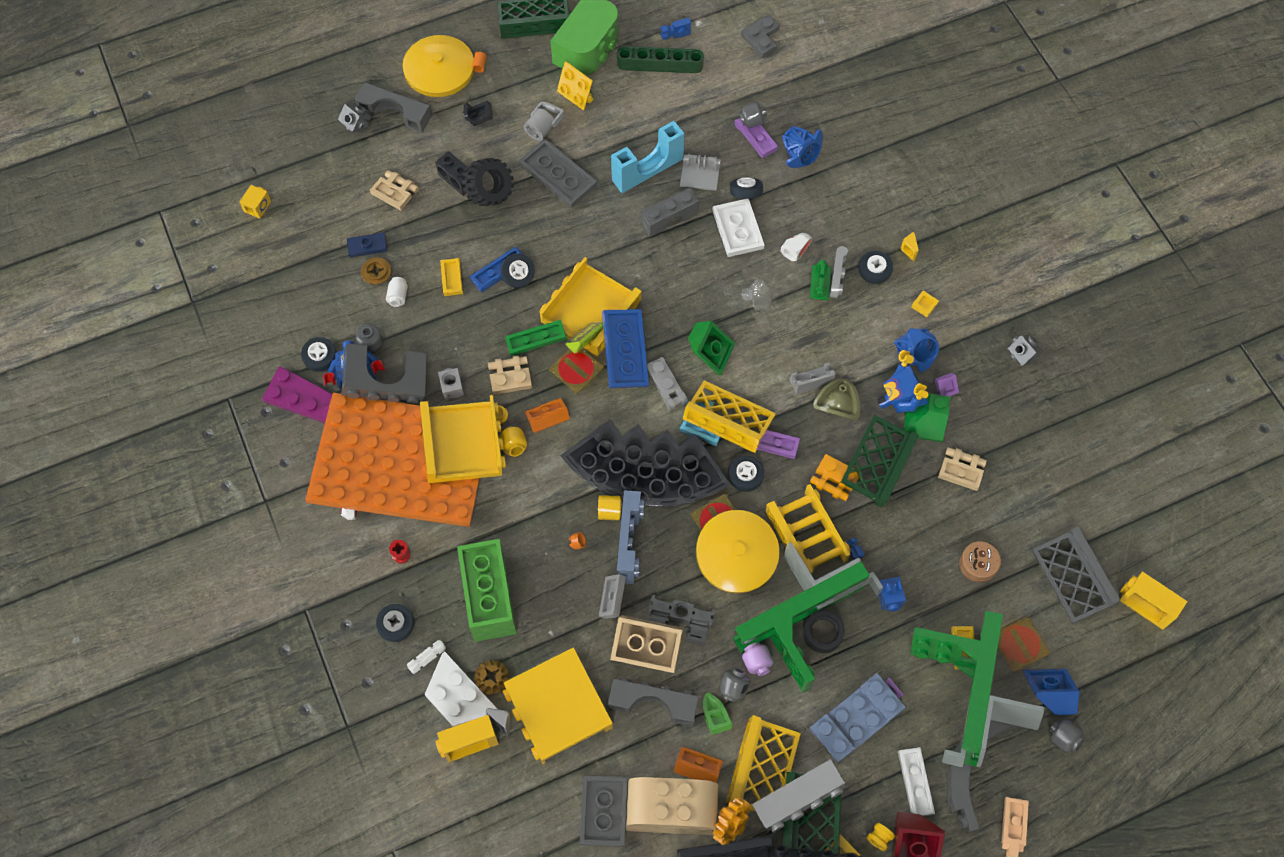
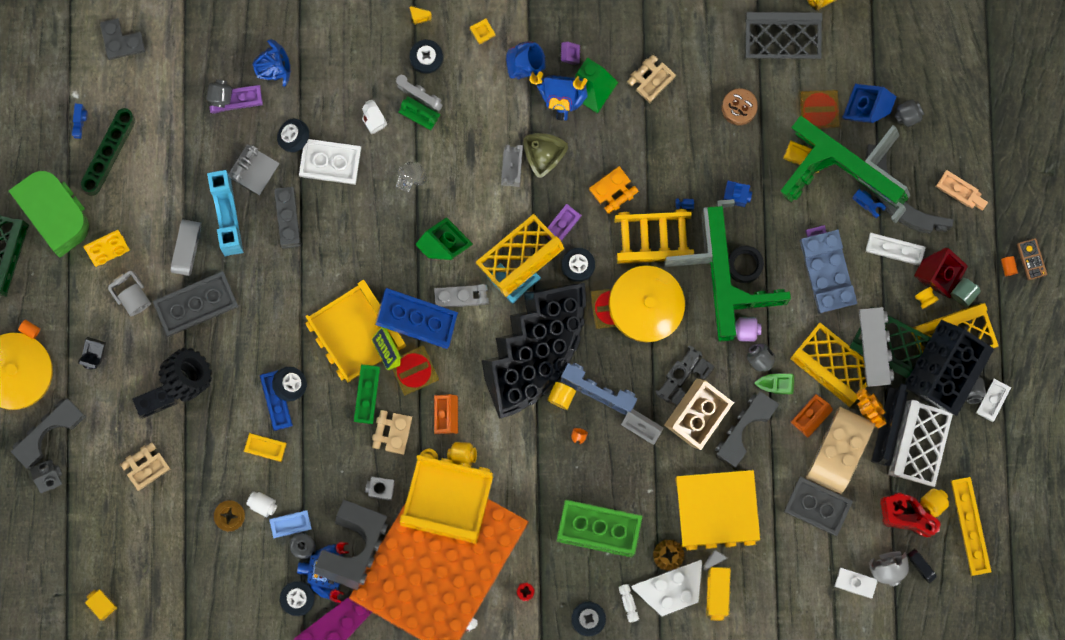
camera: 70 degrees left, 15 degrees up
(366, 245) = (195, 514): dark blue plate -> none
(388, 324) = (290, 524): none -> light blue tile
(603, 146) = (186, 247): none -> light grey beam
(896, 464) = (630, 139): dark green fence -> none
(951, 727) = (864, 199): none -> blue plate

